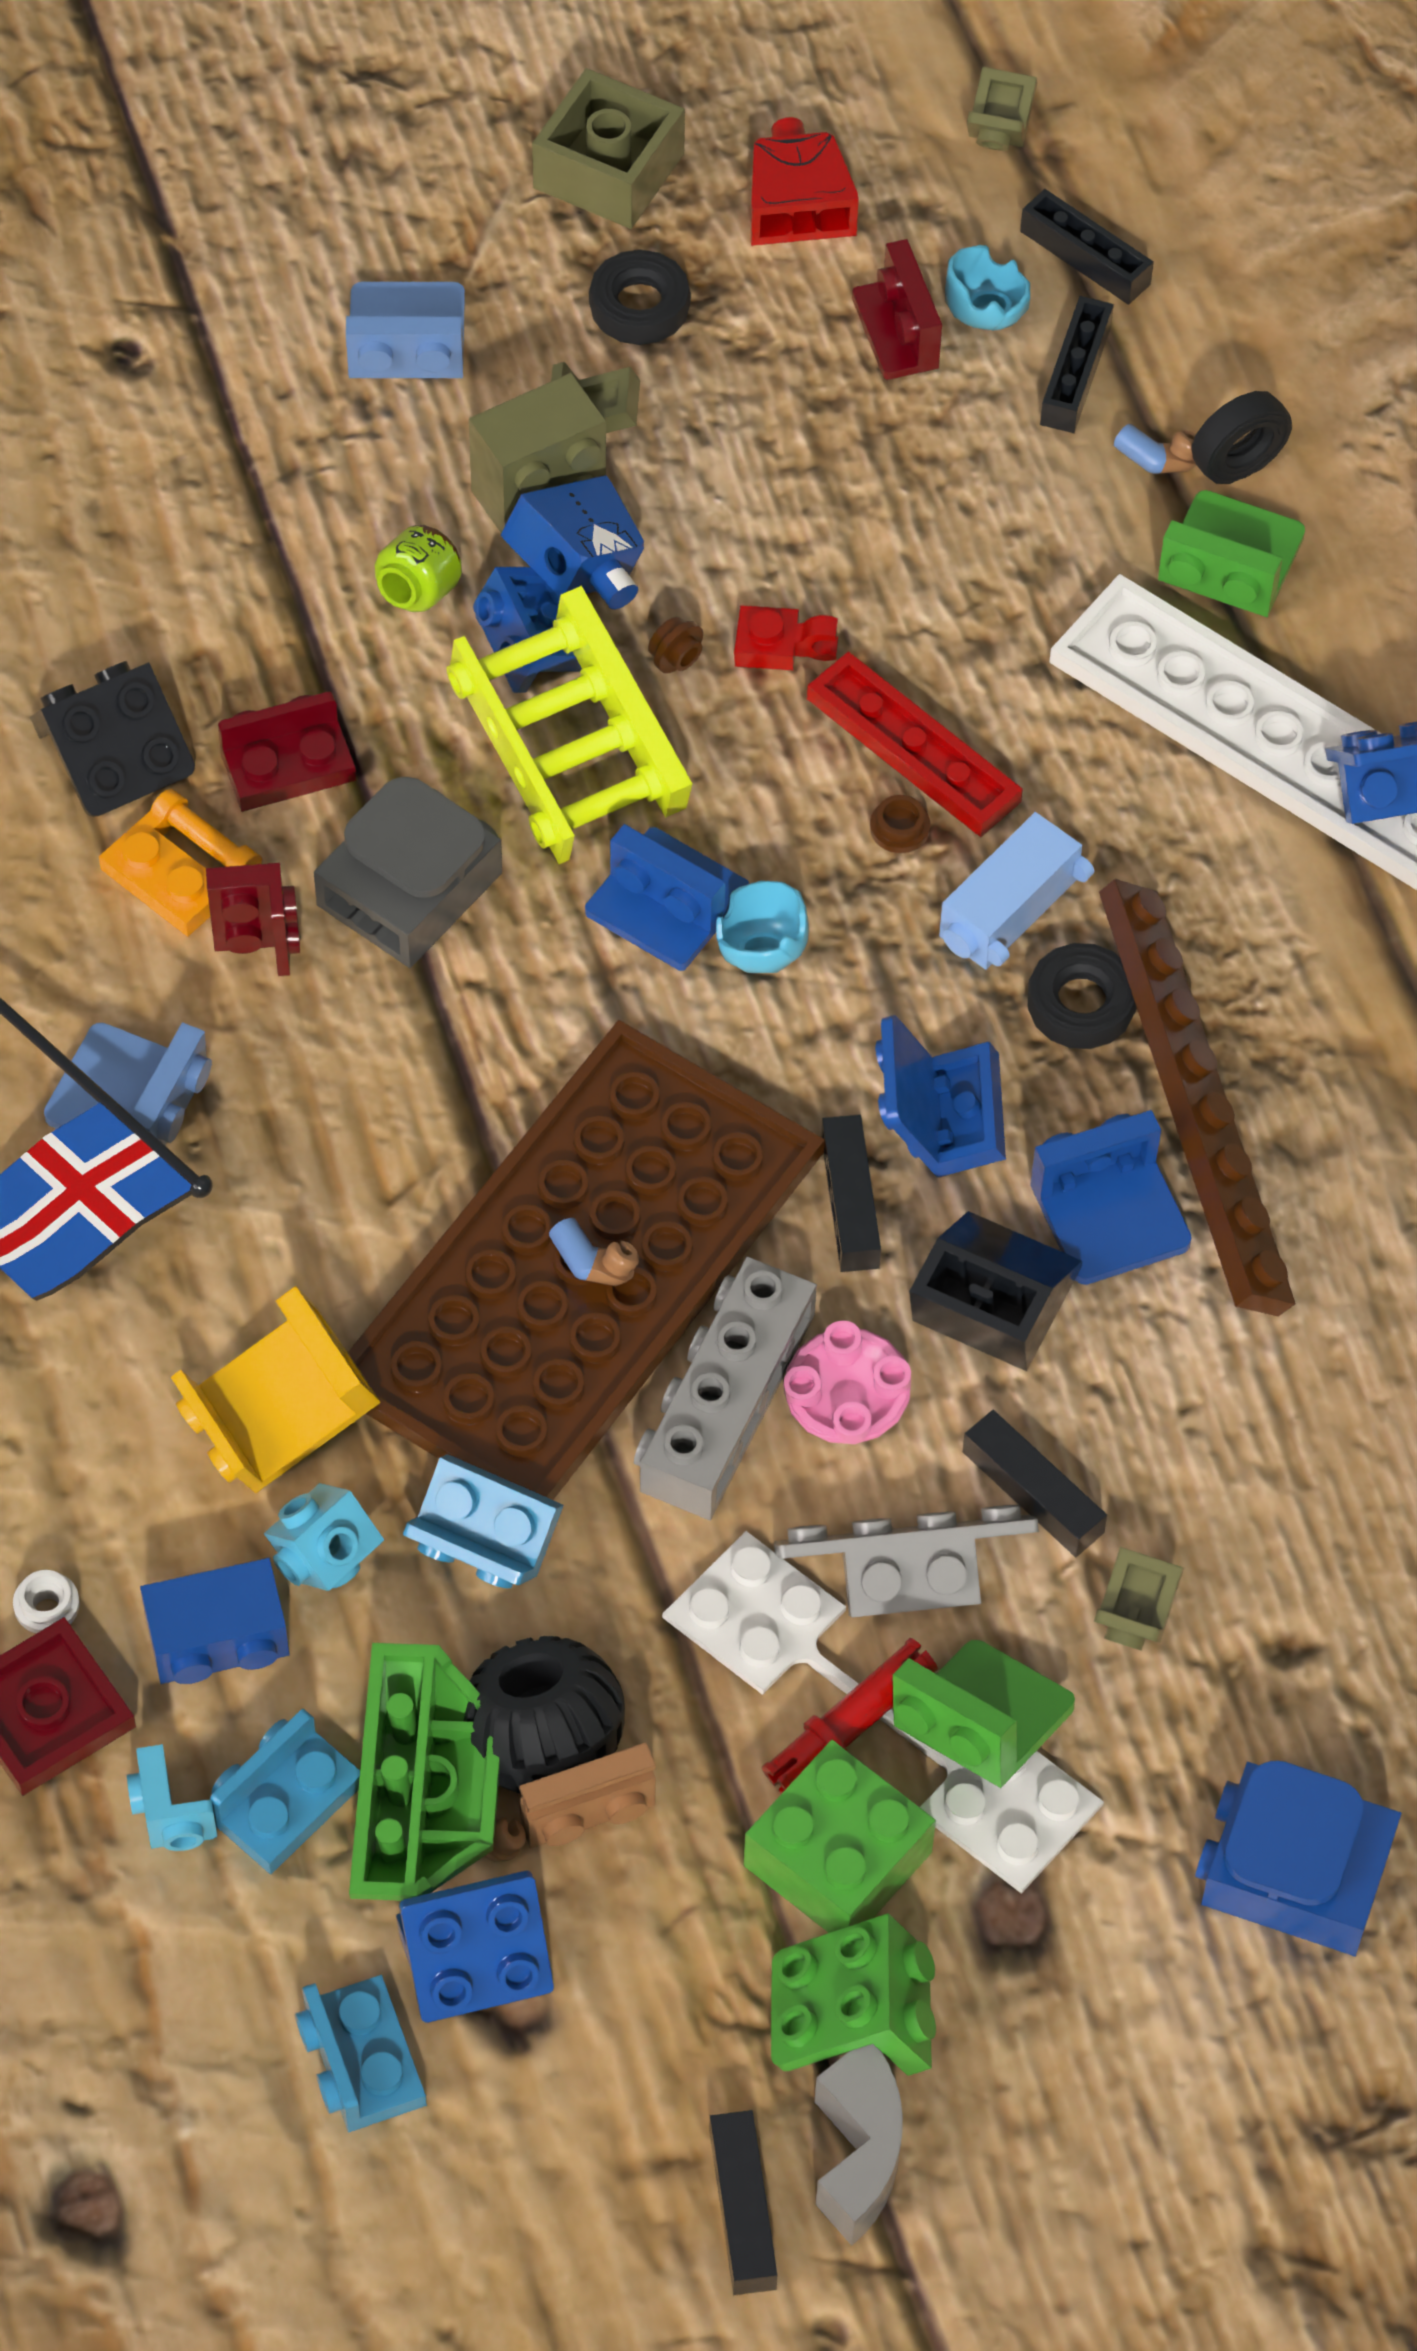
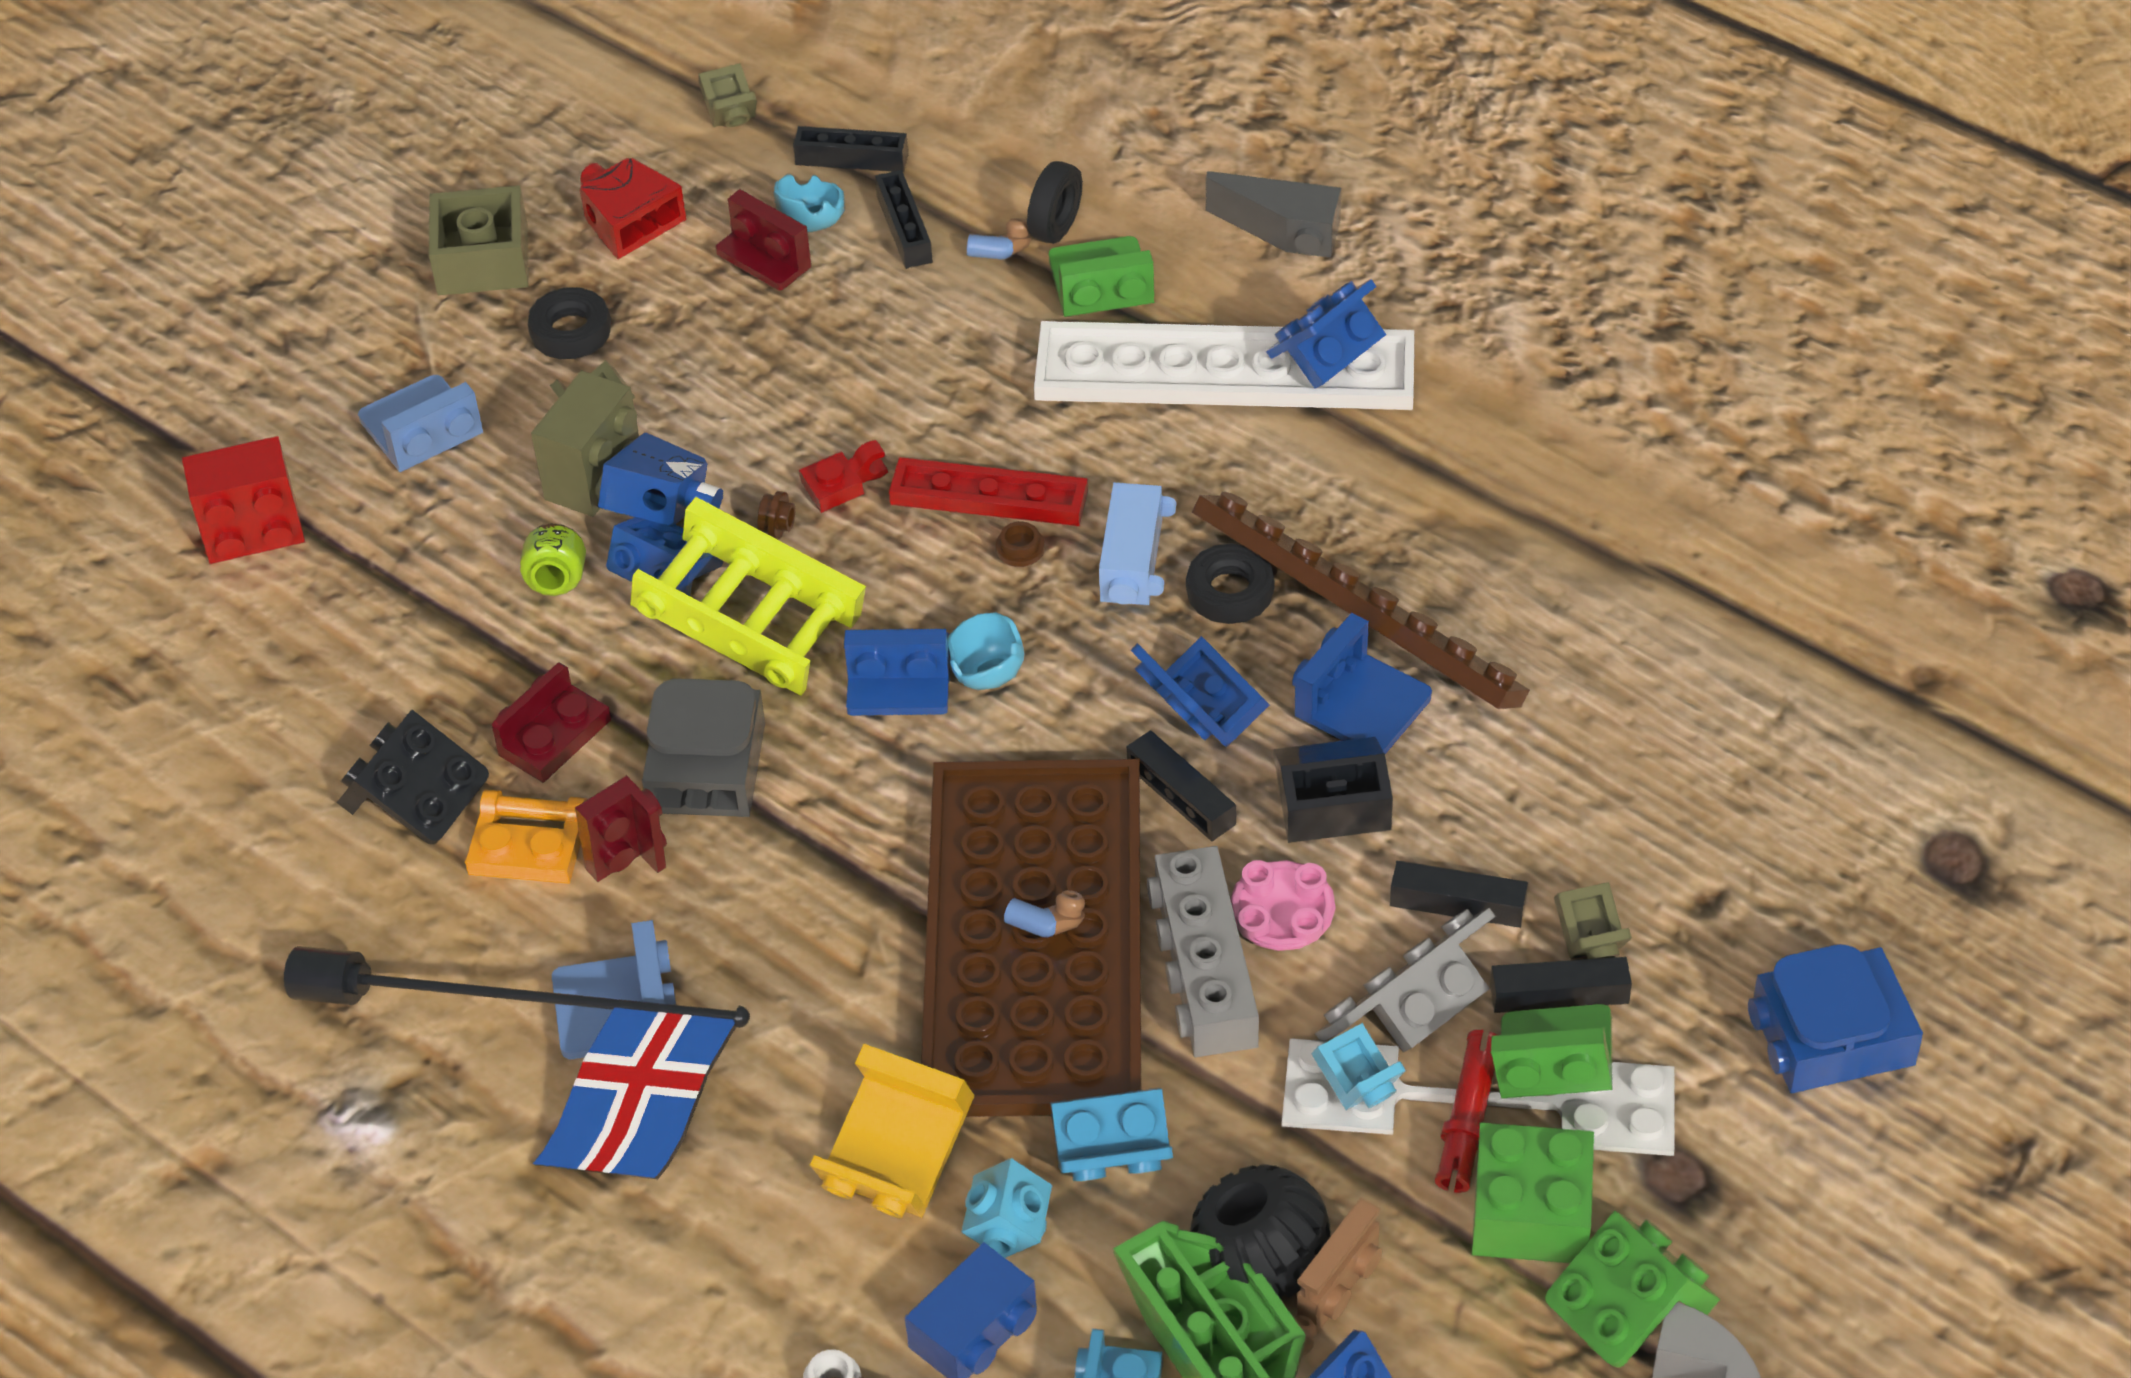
camera: 30 degrees left, 10 degrees down
(160, 328) = (243, 499): none -> red brick
(764, 1606) = (1357, 1068): none -> medium azure bracket
(1056, 1644) = (1560, 984): none -> black piece

